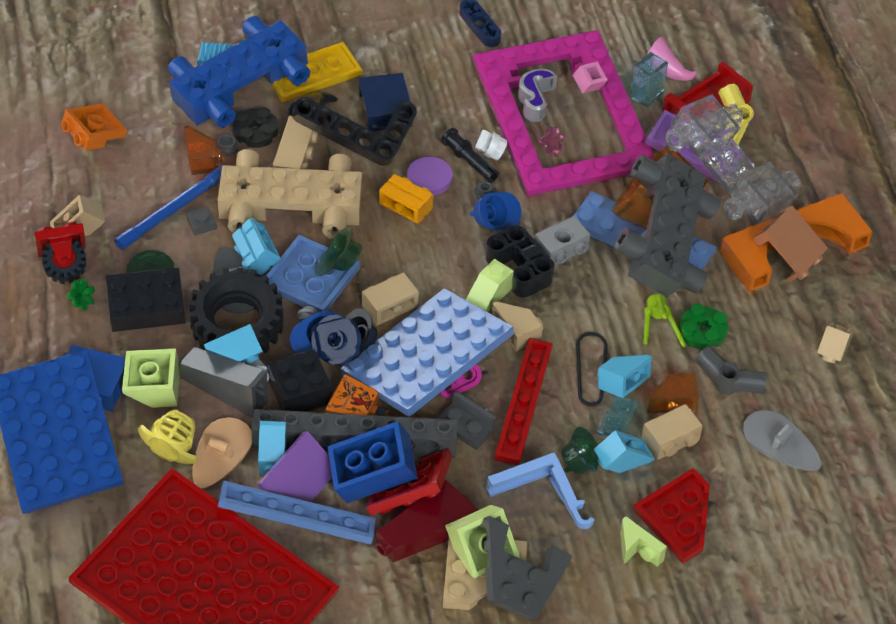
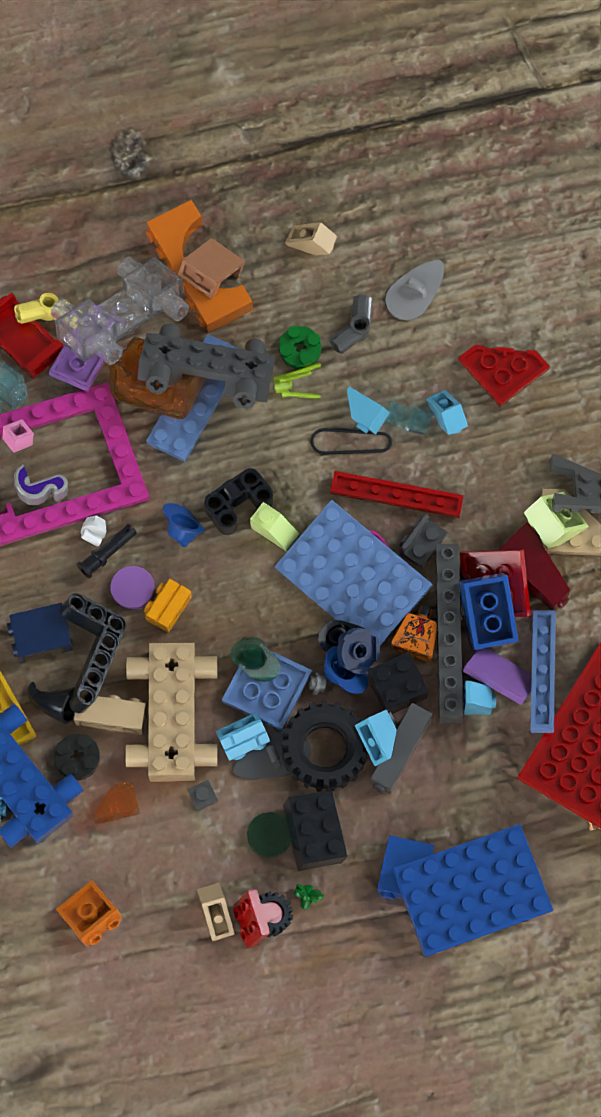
camera: 90 degrees left, 20 degrees up
(134, 233) = (188, 824): blue piece -> none
(152, 377) = (406, 811): yellowish green slope -> none
(171, 437) = (469, 786): light yellow piece -> none
(220, 451) = (469, 749): light nougat shield -> none
(227, 144) = (103, 781): dark grey plate -> none
(390, 298) = (292, 613): tan brick -> none
(484, 188) = (145, 539): dark grey plate -> none
(523, 323) = (314, 500): tan slope -> none
(534, 470) = (467, 474): light blue hinge -> none
(552, 141) = (97, 472): clear pink plant -> none
(564, 240) = (207, 453): light grey brick -> none
(580, 452) = (453, 446): clear green piece -> none
(638, 540) = (535, 404): yellowish green slope -> none
(672, 432) = (422, 373): tan brick -> none
(673, 393) = (380, 370): clear orange slope -> none

